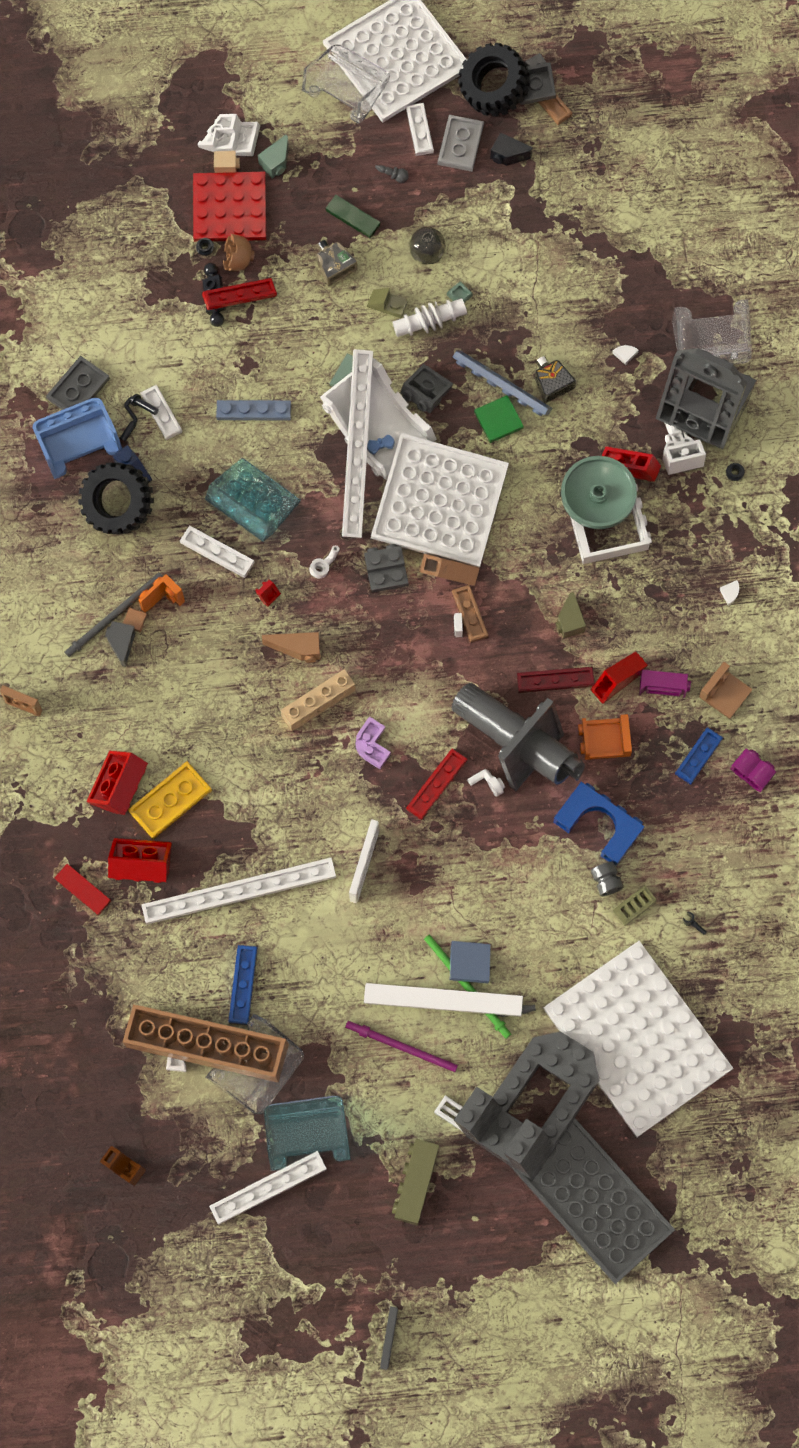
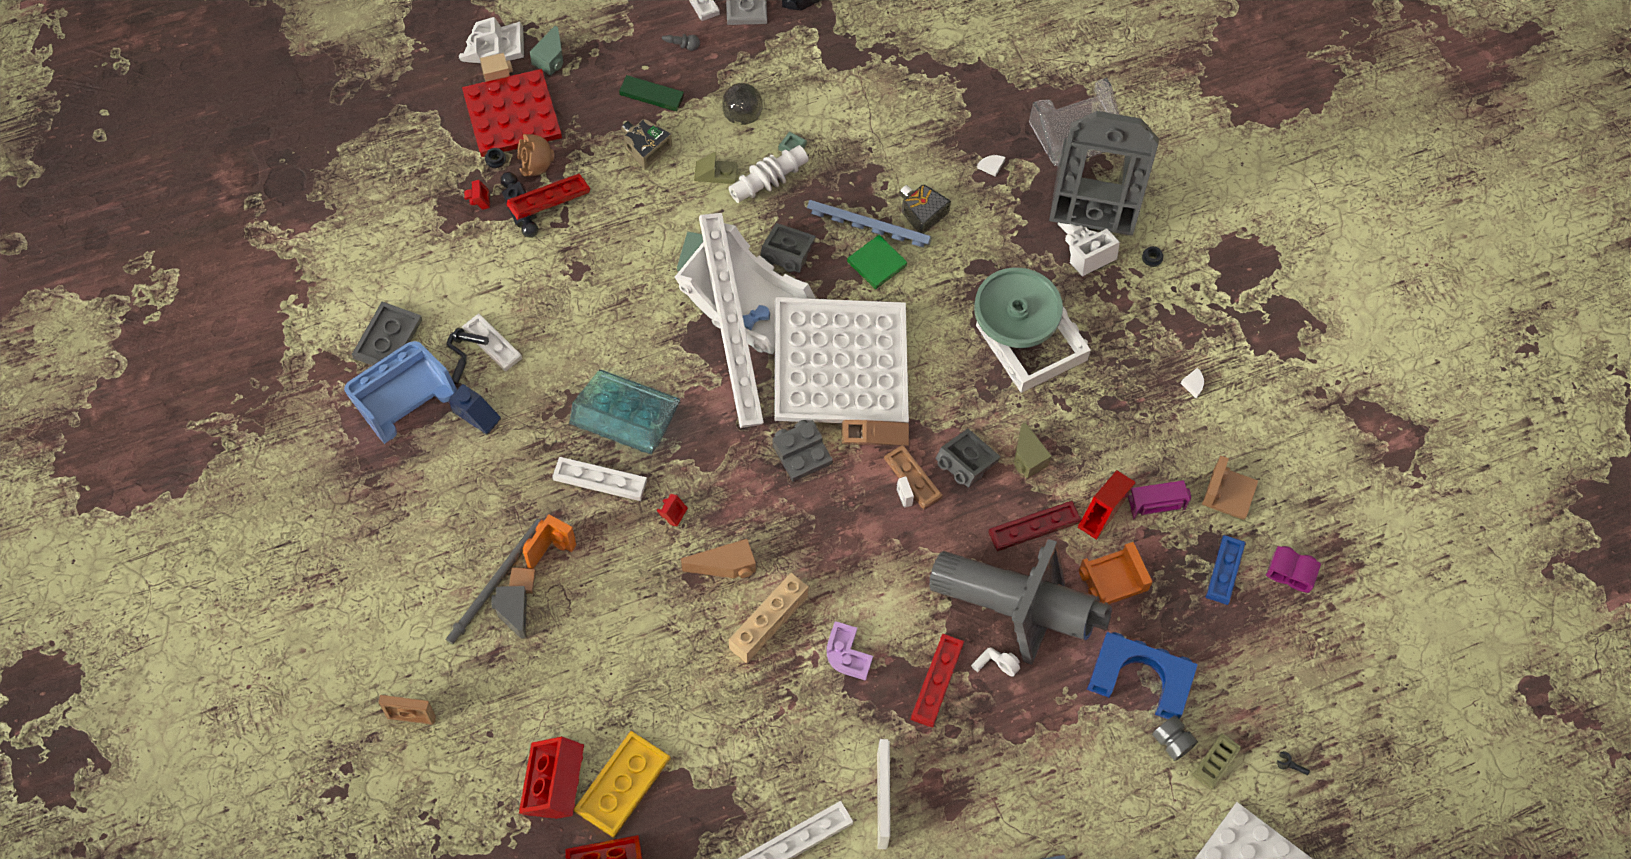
camera: 20 degrees left, 10 degrees down
(92, 498) = (437, 434): black tyre -> none
(182, 278) = (478, 195): none -> red tile
(253, 410) = (598, 315): sand blue plate -> none
(323, 564) = (728, 463): white plate -> none
(517, 609) = (966, 458): none -> dark grey plate
(641, 465) = (1054, 268): red slope -> none

